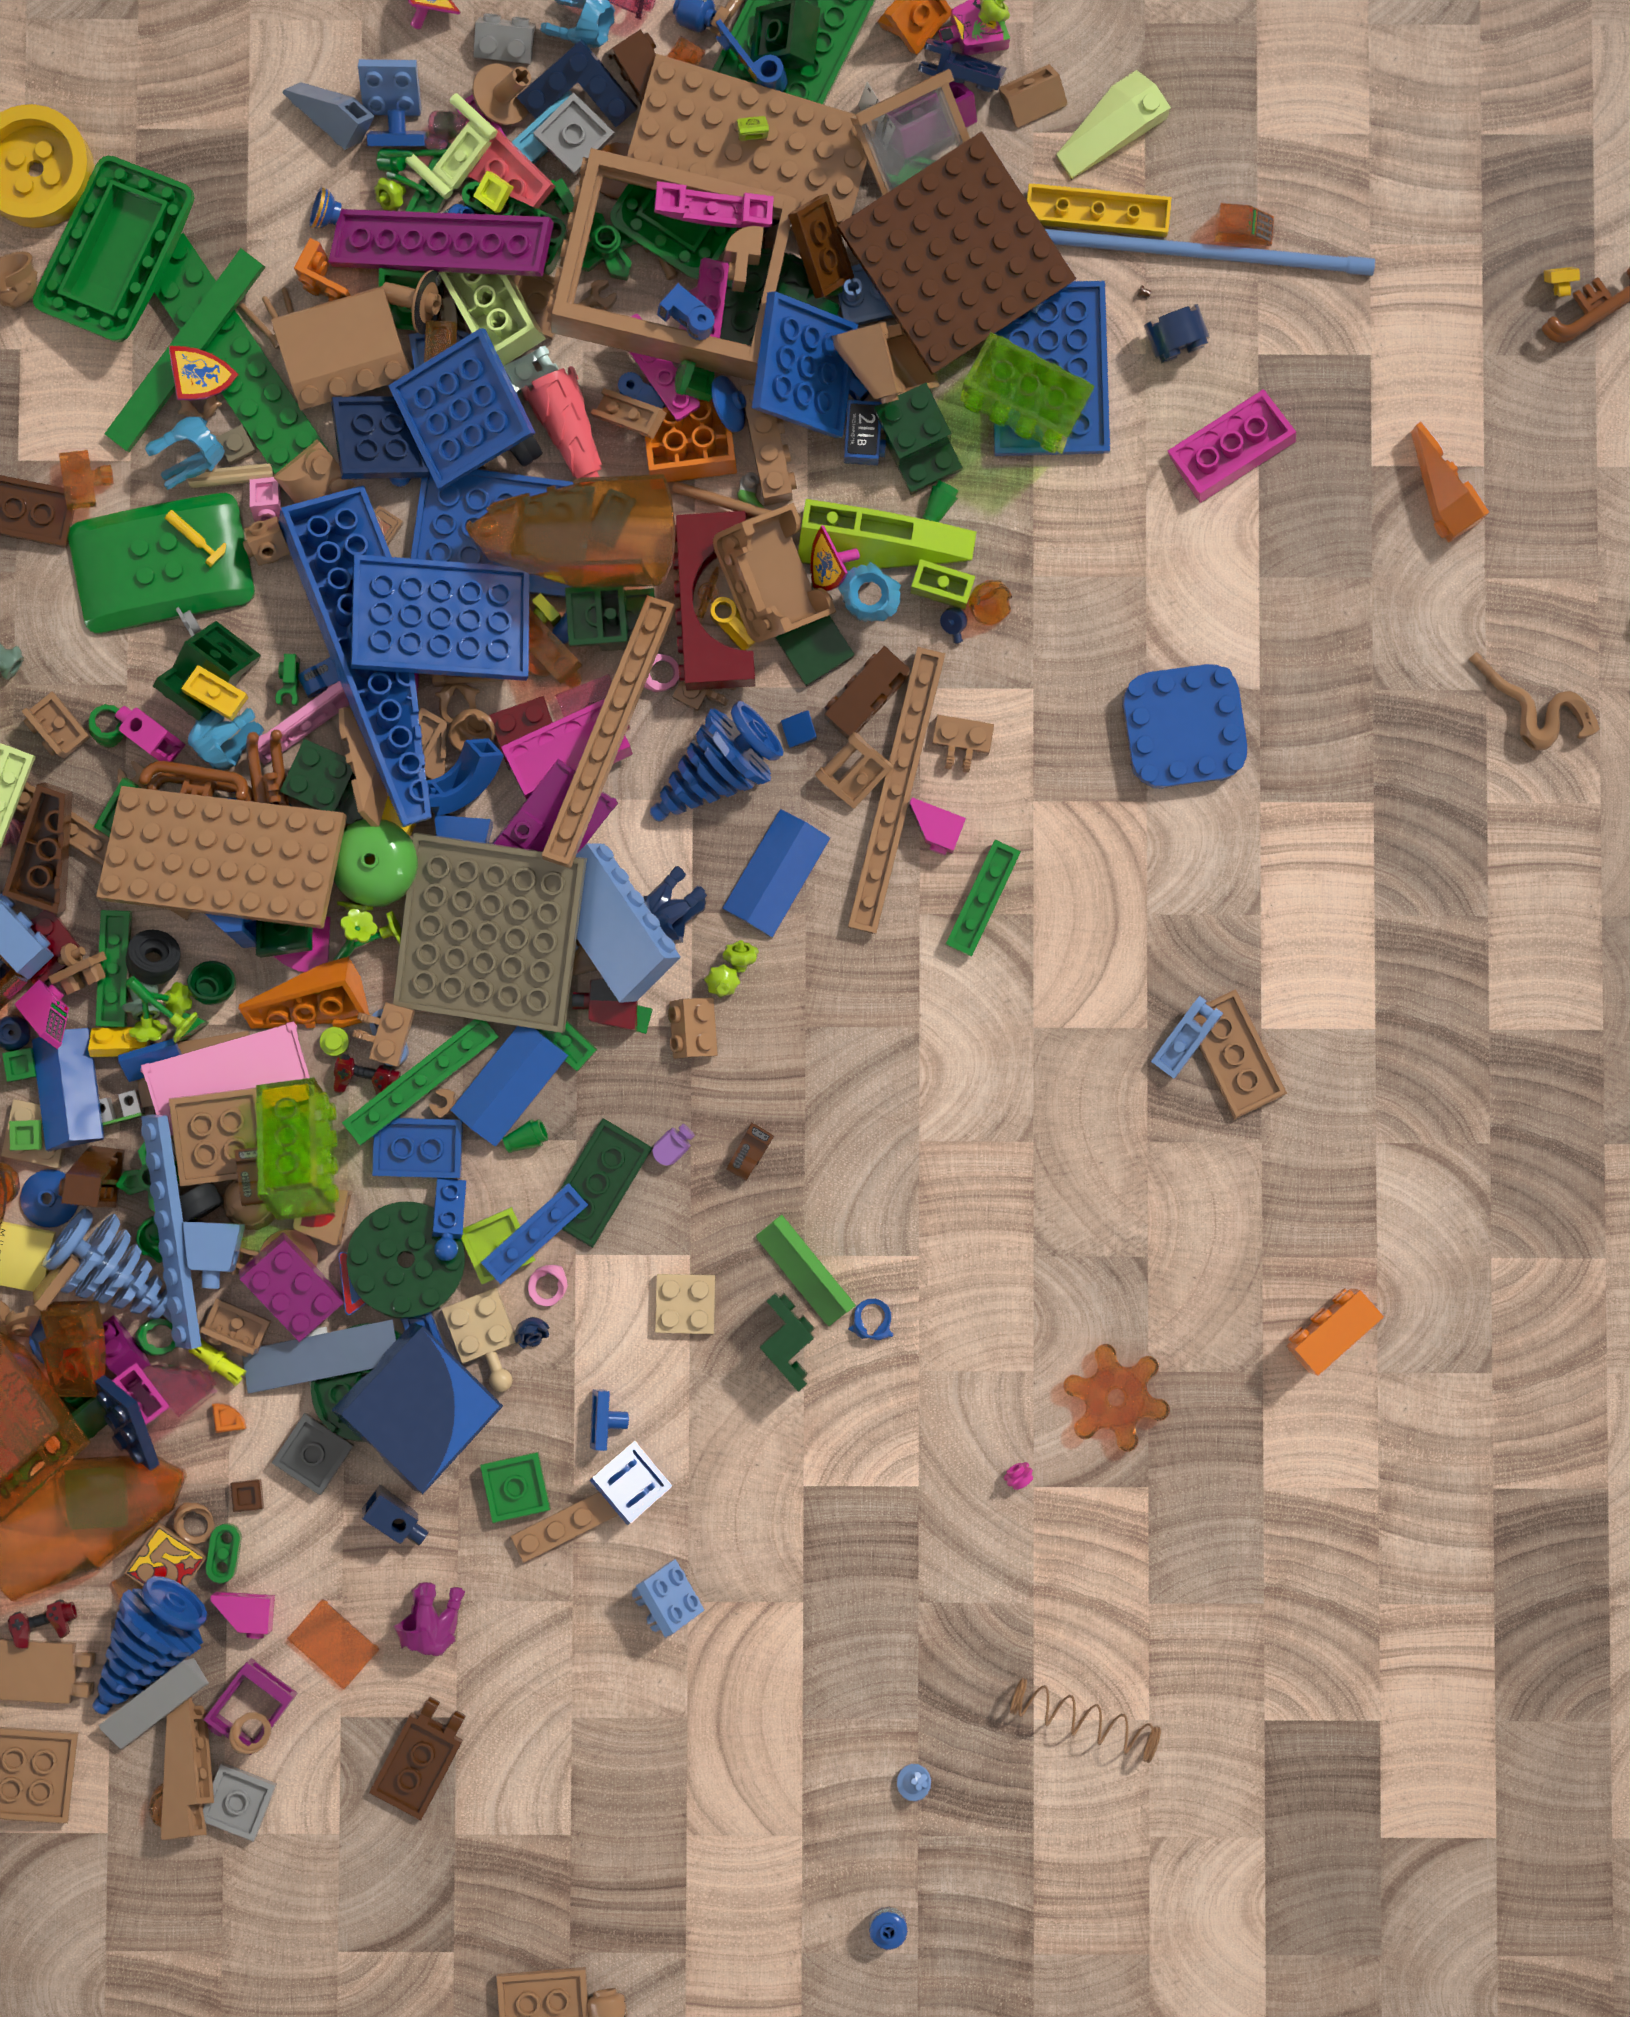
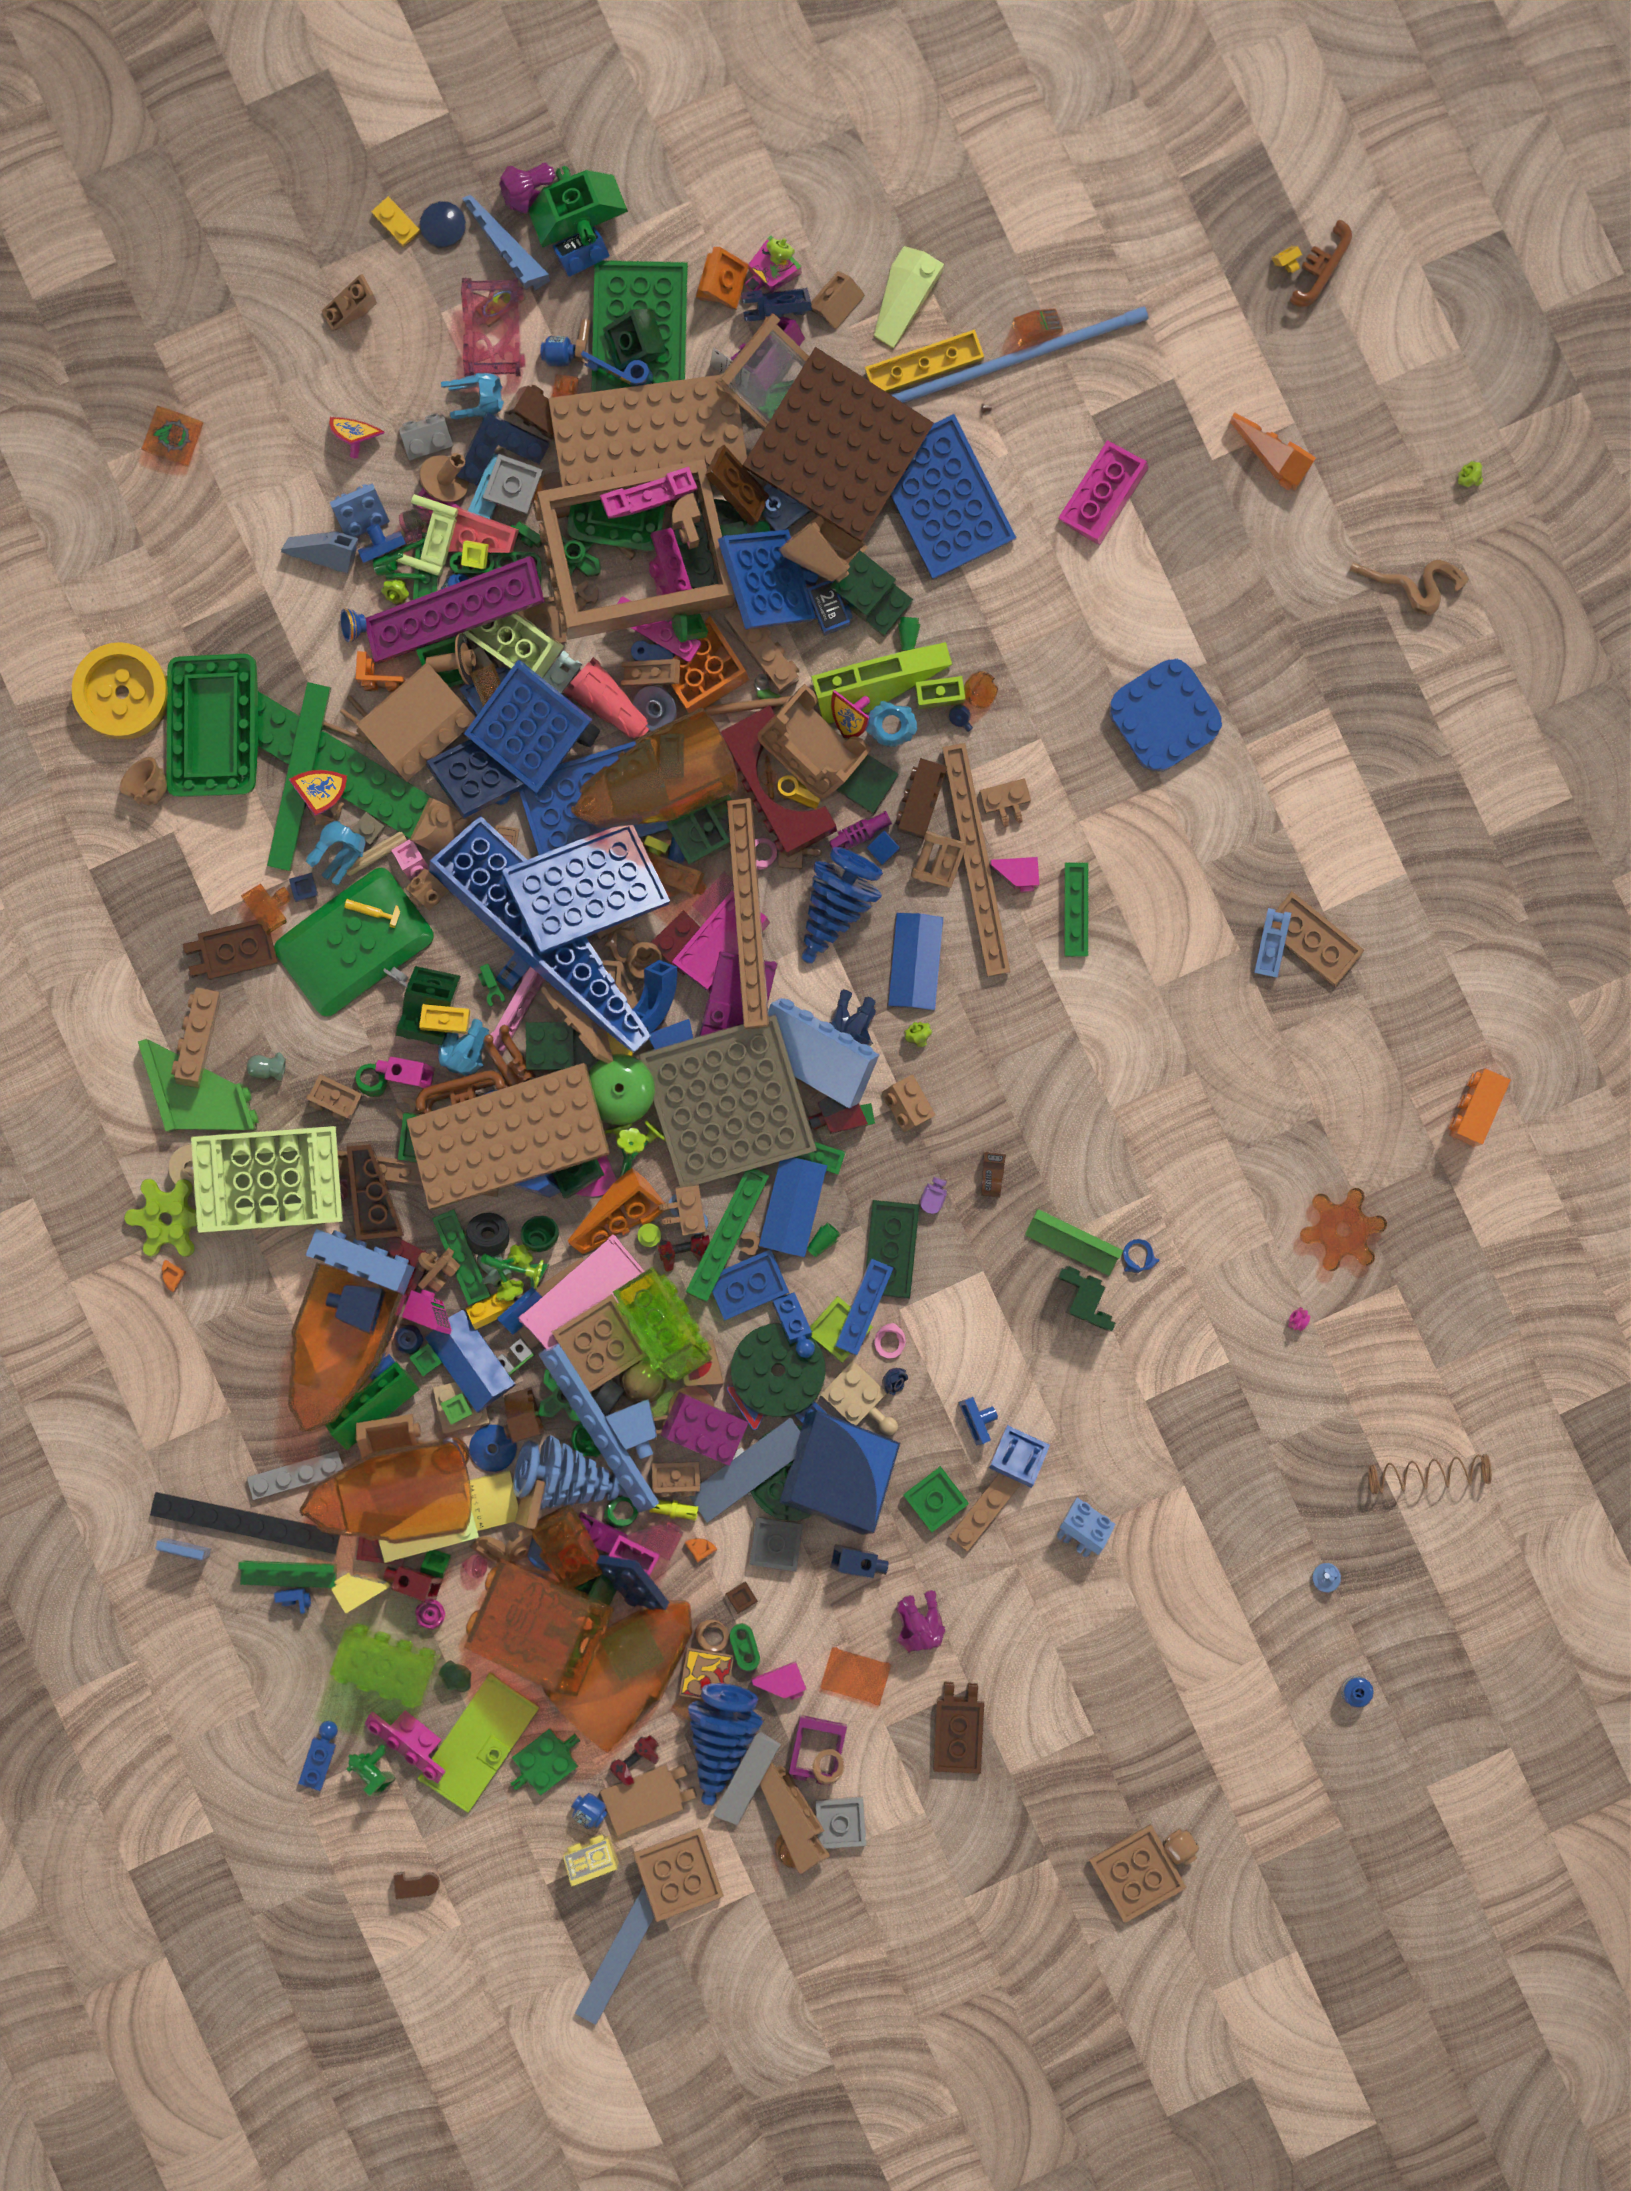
camera: 30 degrees left, 0 degrees up
(133, 476) = (303, 887): none -> dark blue plate
(247, 1176) = (637, 1361): reddish brown leg -> none
(610, 446) = (646, 702): none -> sand blue dish
(685, 1303) = (997, 1307): tan plate -> none
(688, 312) = (667, 580): blue leg -> none
(722, 980) = (913, 1058): lime piece -> none
(729, 403) = (721, 631): blue dish -> none
(752, 128) = (645, 420): lime slope -> none
(781, 699) = (860, 831): none -> magenta hinge
(1026, 393) = (938, 525): clear neon green brick -> none
(1177, 332) = (1025, 427): dark blue brick -> none

